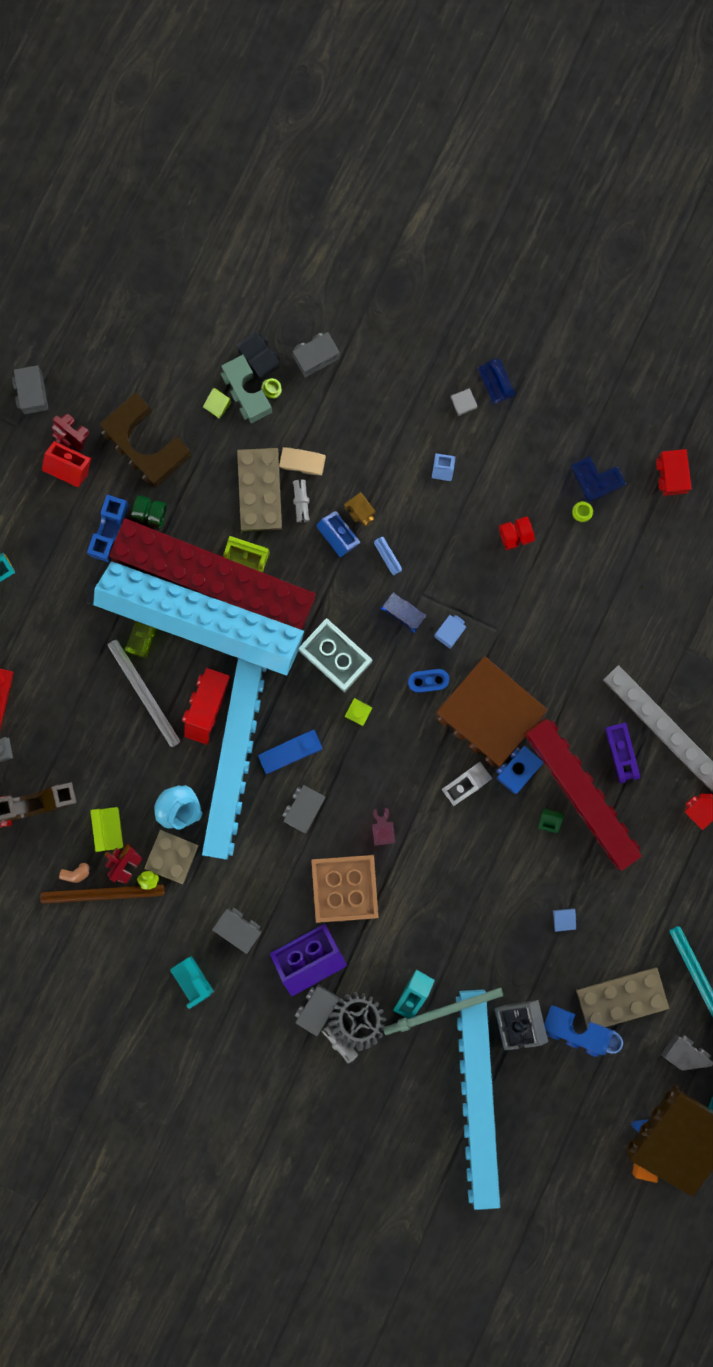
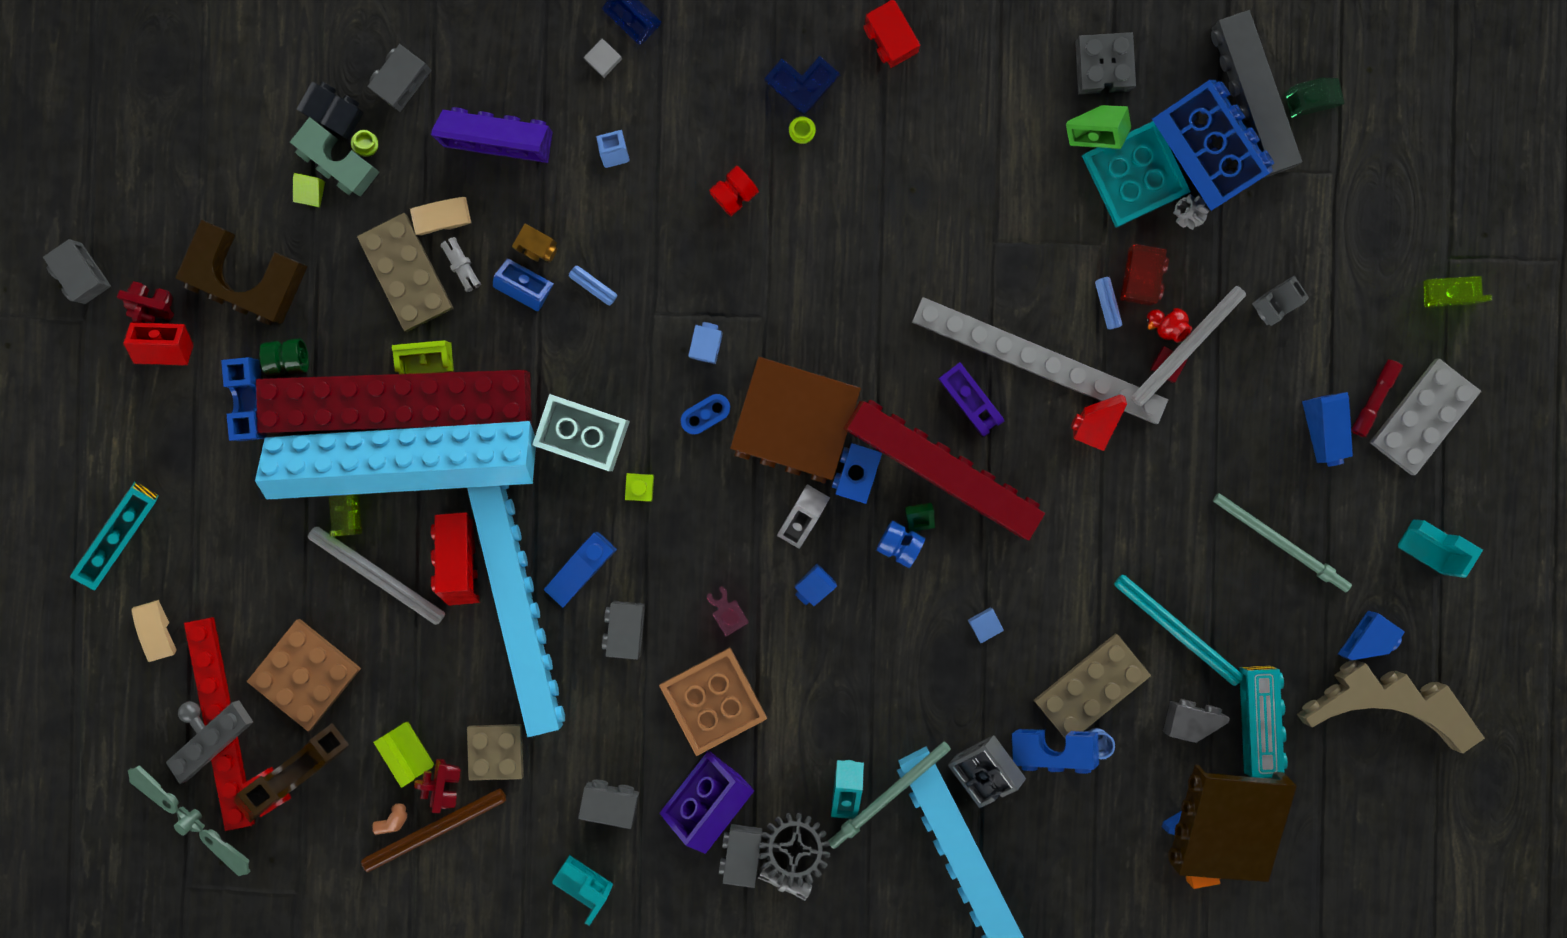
camera: 20 degrees left, 5 degrees up
(59, 741) = (303, 675): none -> medium nougat plate
(148, 880) = (479, 792): lime plate -> none
(177, 807) = (474, 694): medium azure helmet -> none
(365, 422) = (493, 135): none -> dark purple slope
(403, 612) = (641, 344): clear blue slope -> none
(454, 836) = (814, 586): none -> blue slope
(528, 833) = (900, 544): none -> blue wheel

